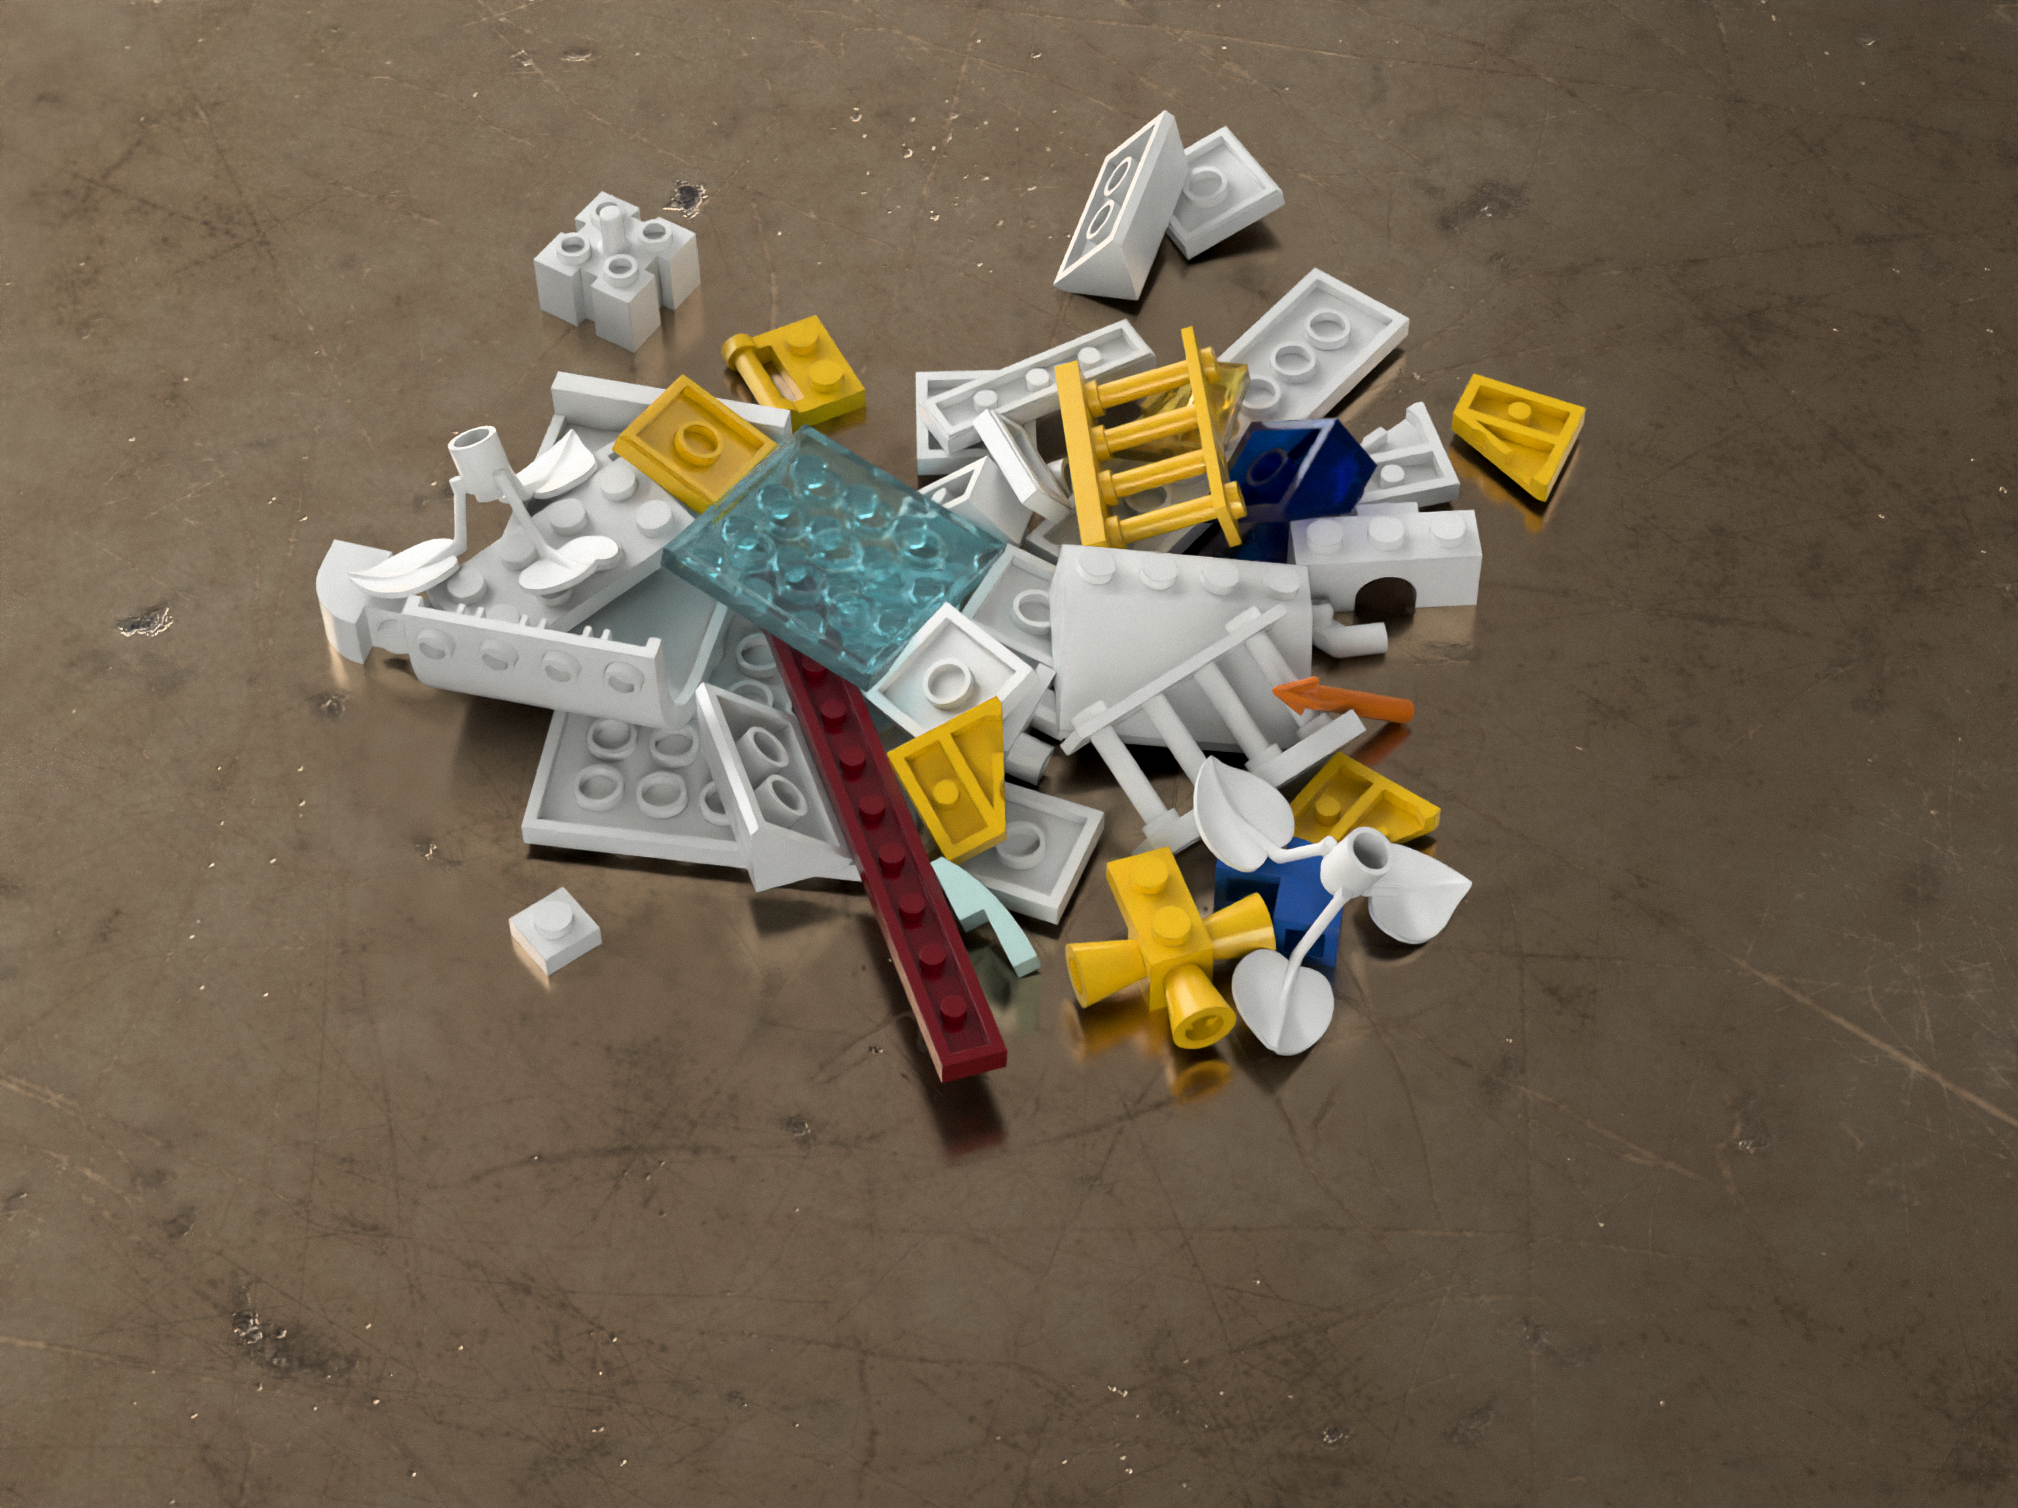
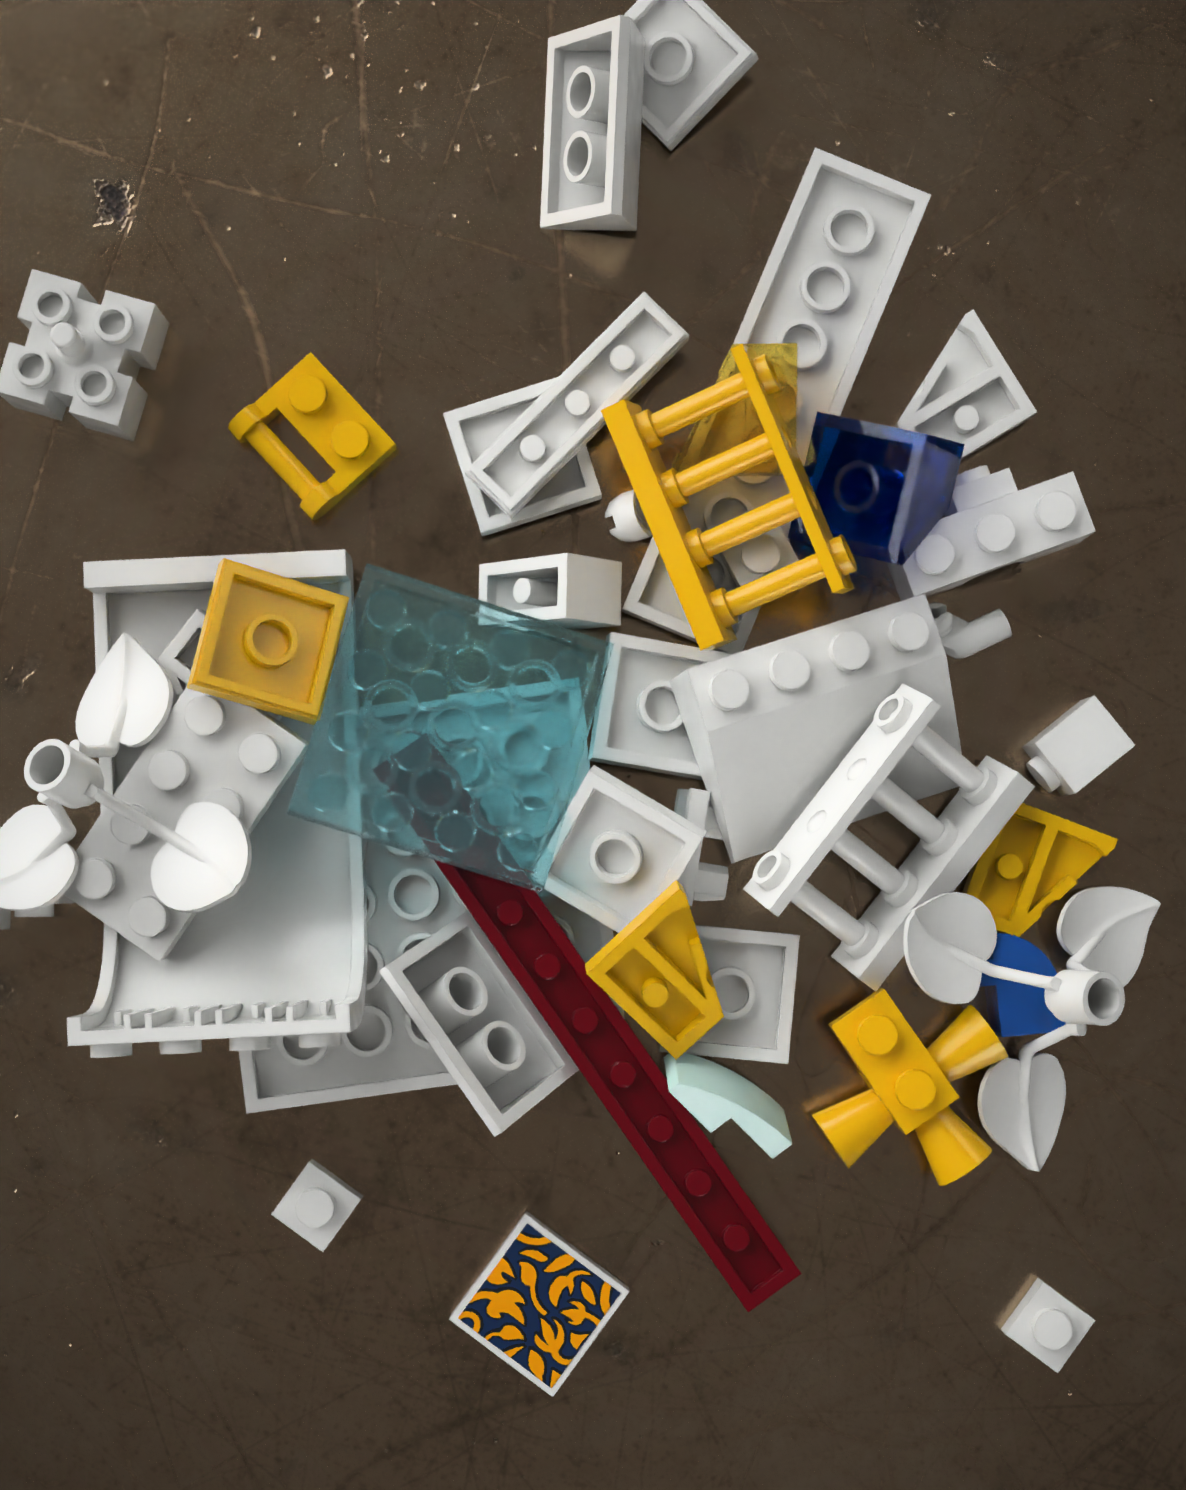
camera: 20 degrees left, 35 degrees up
(738, 1061) = (539, 1303): none -> tile
(1022, 465) = (599, 535): white tile -> none
(1173, 541) = (758, 556): none -> white plate
(1250, 1205) = (1047, 1325): none -> white plate
(1309, 695) = (973, 779): orange piece -> none
(1423, 734) = (1076, 748): none -> white brick
(1518, 431) = (1076, 315): yellow wing -> none

